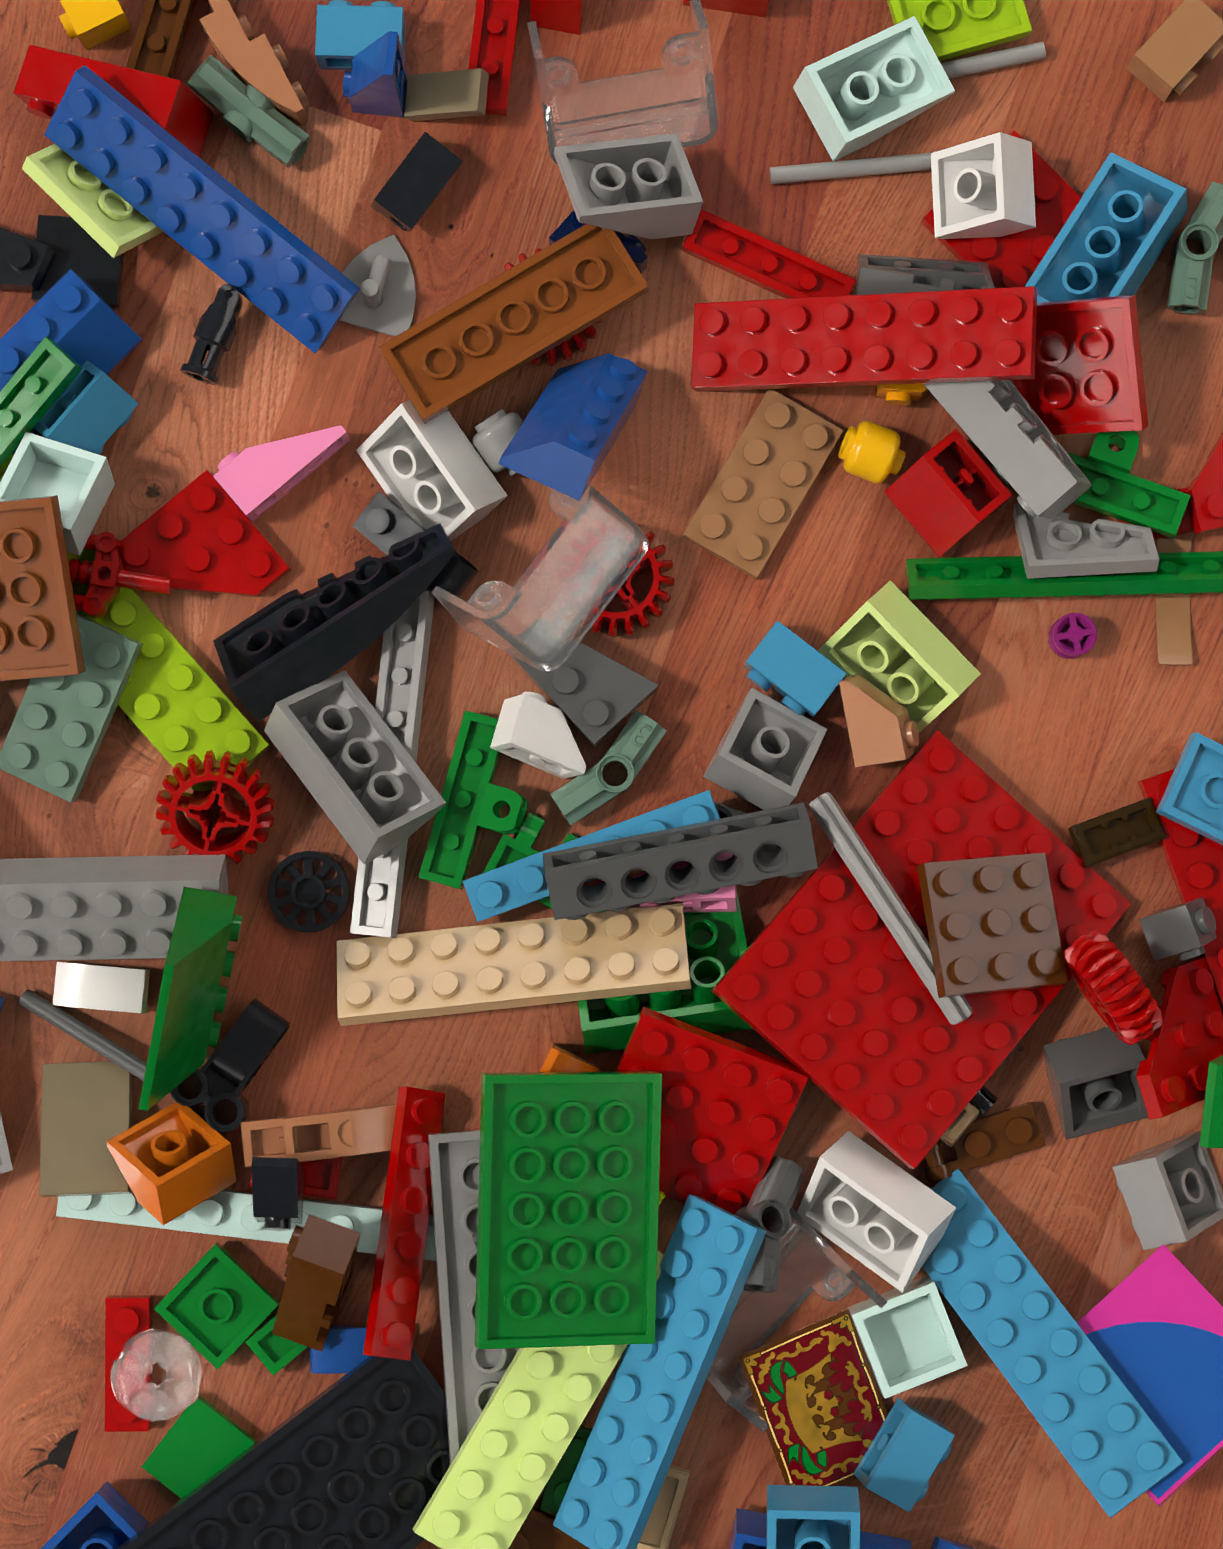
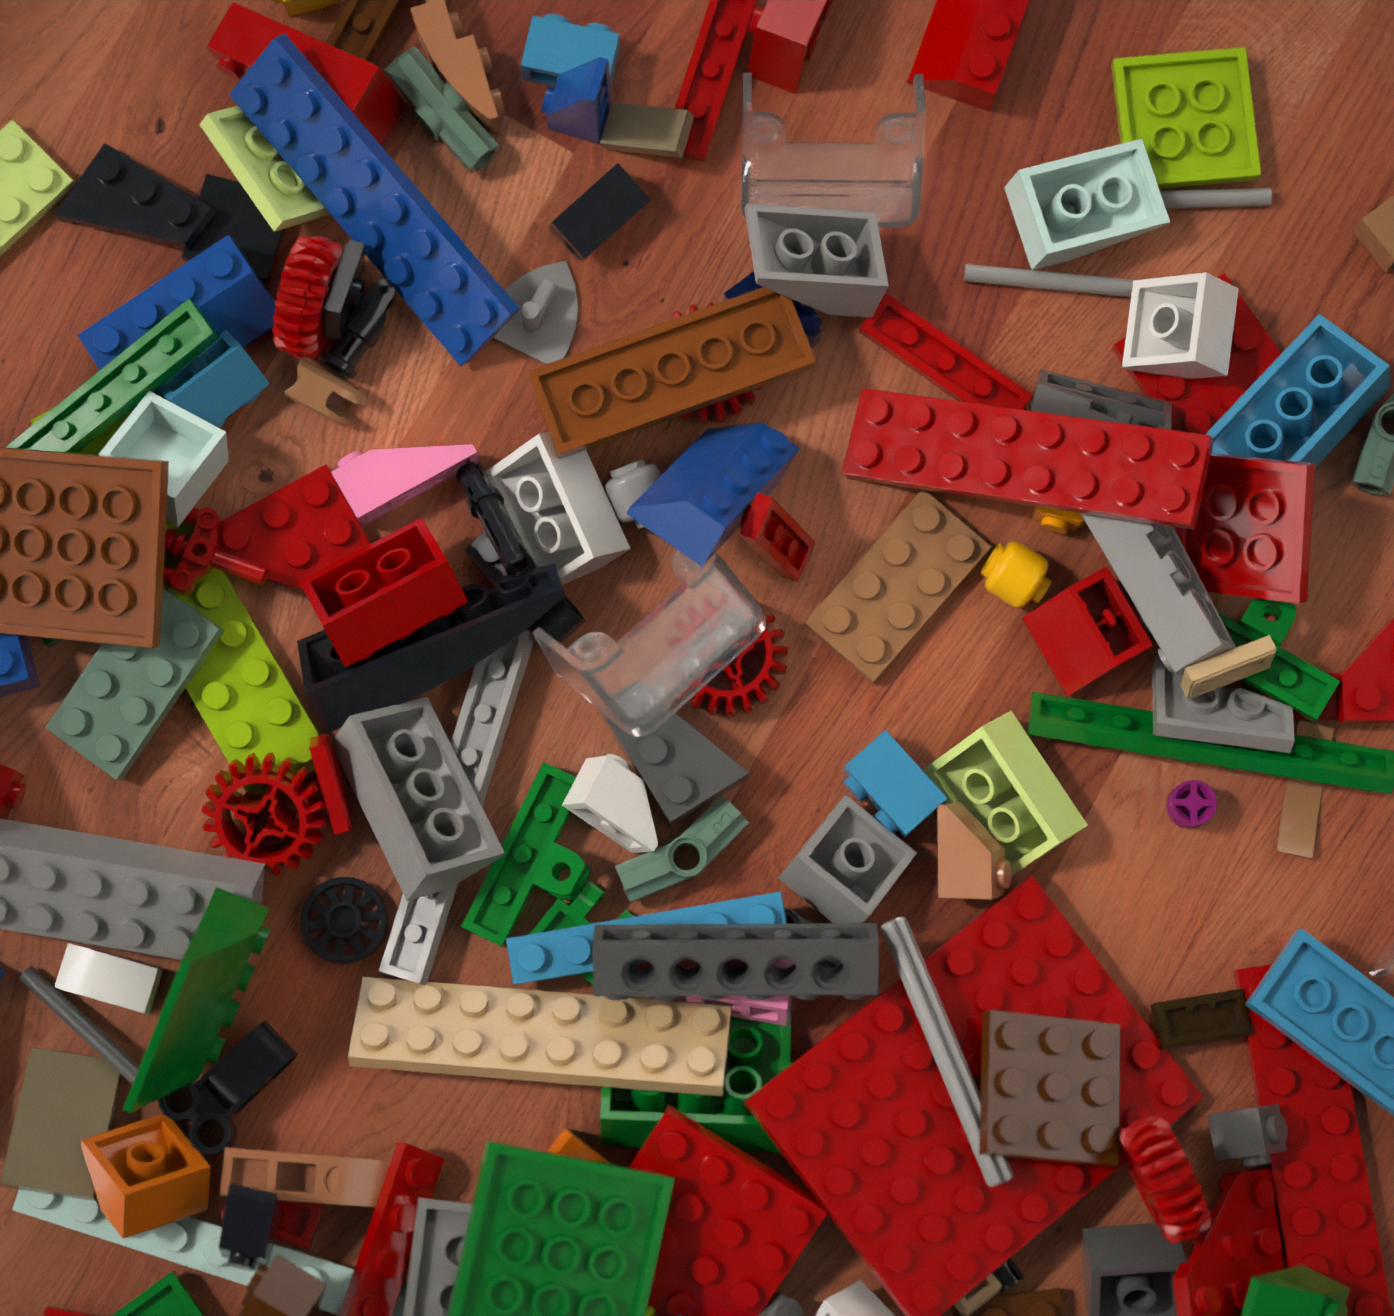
camera: 10 degrees right, 5 degrees down
(158, 314) = (303, 294): none -> red gear
(192, 301) = (345, 290): none -> black plate
(192, 403) = (325, 393): none -> medium nougat piece
(271, 768) = (331, 783): none -> red tile
(285, 580) = (384, 592): none -> red brick
(366, 480) = (487, 505): none -> black pin
(642, 459) = (776, 537): none -> red plate
(1085, 502) = (1228, 667): none -> tan tile

